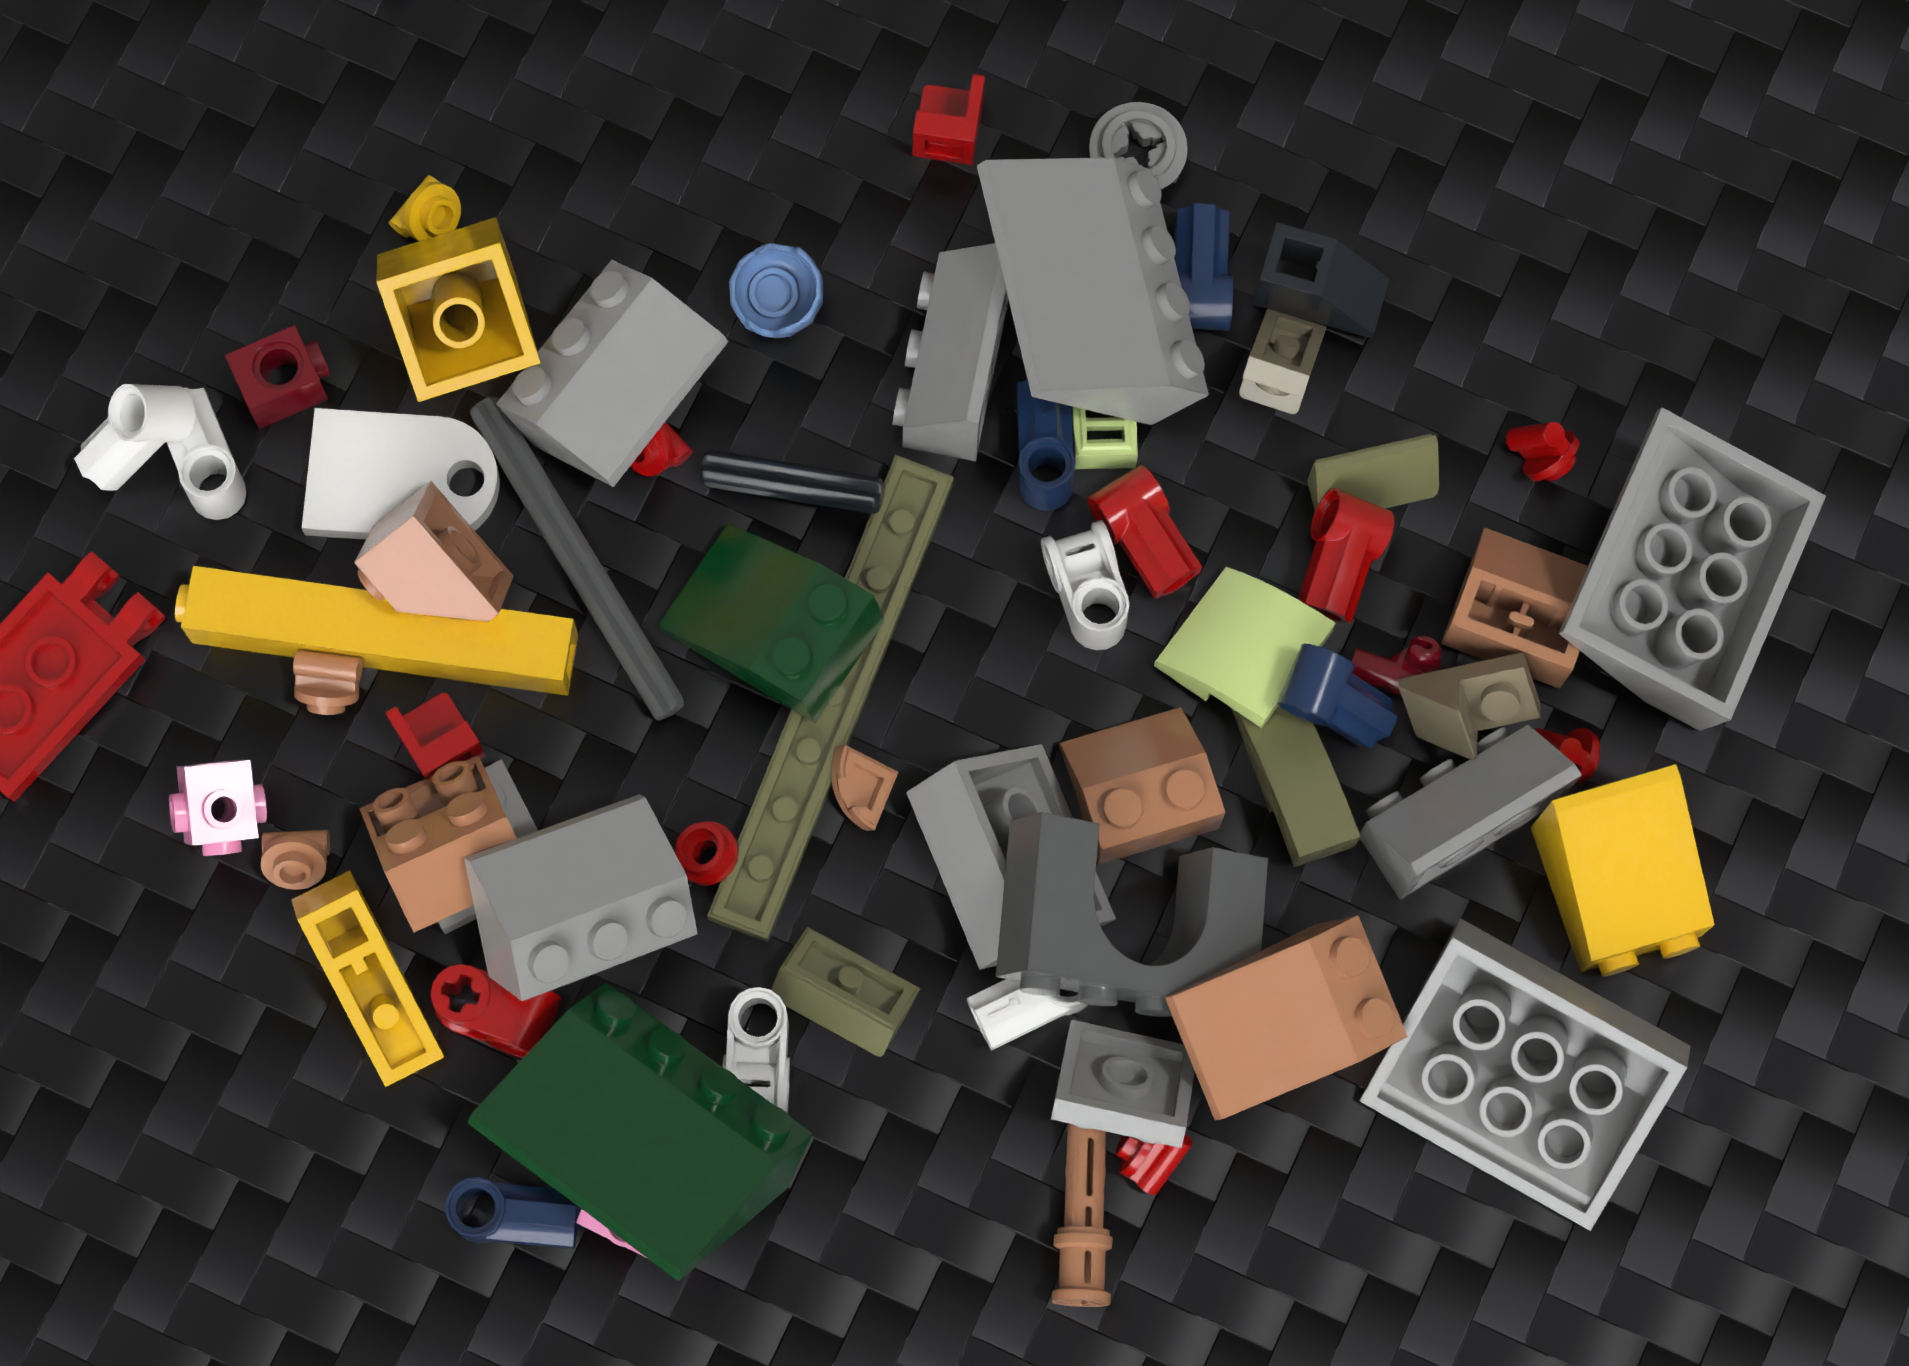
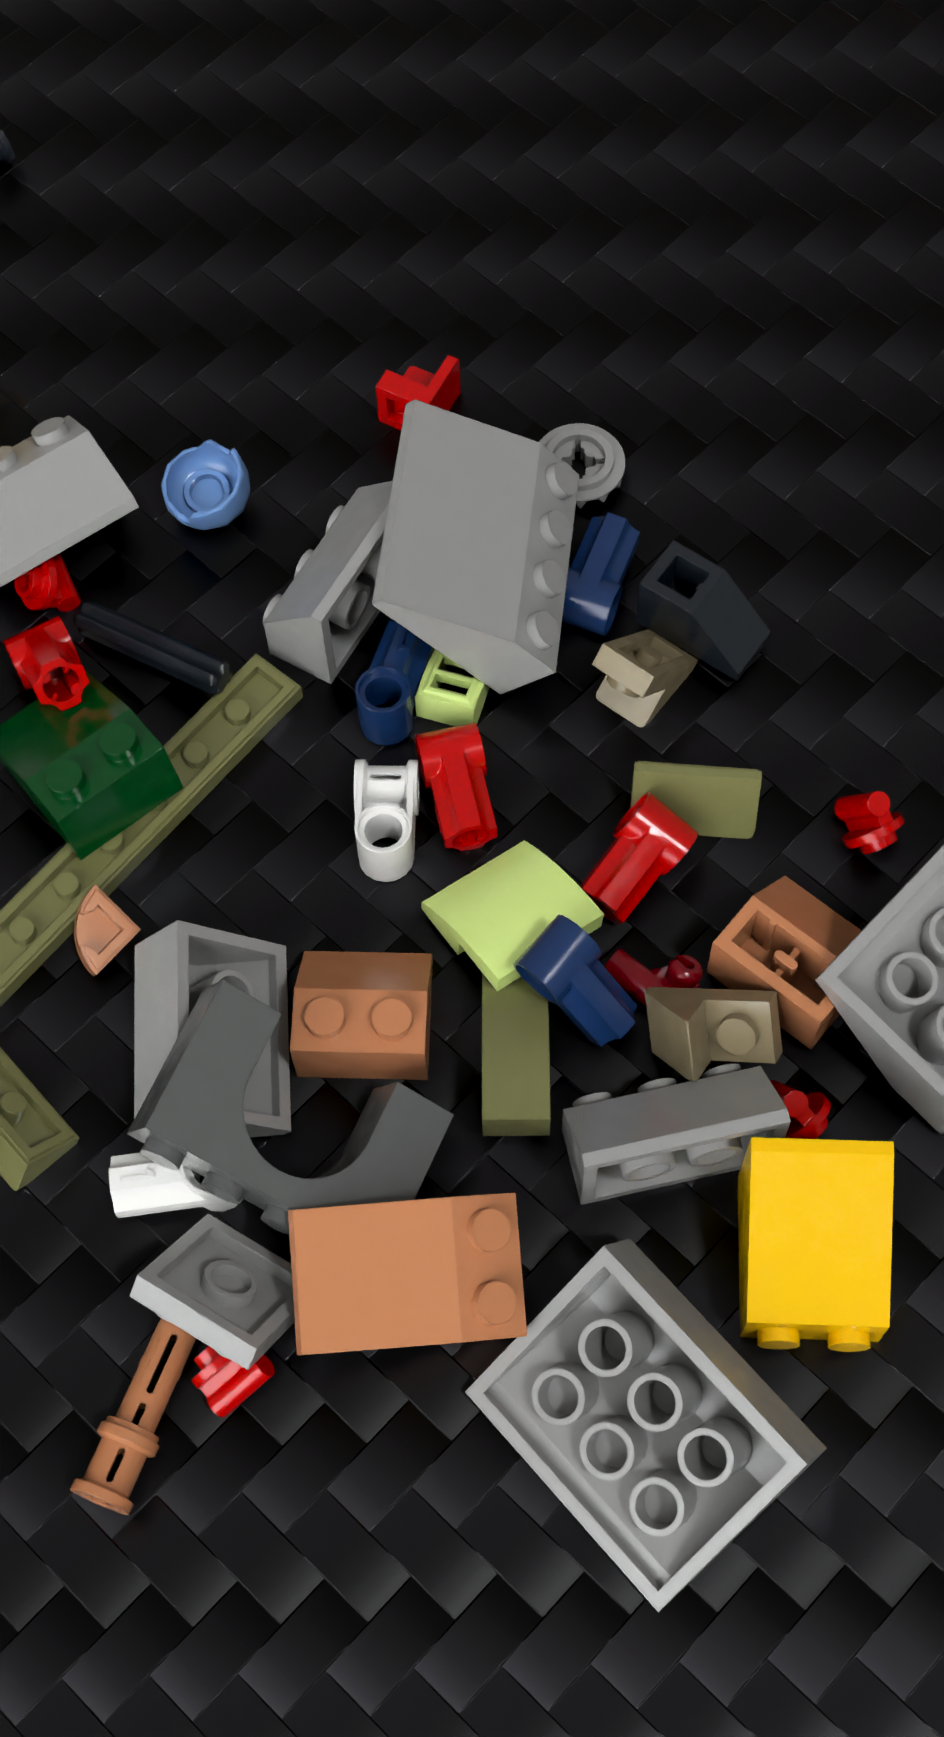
camera: 25 degrees right, 10 degrees down
(698, 530) = (49, 663): none -> red piece

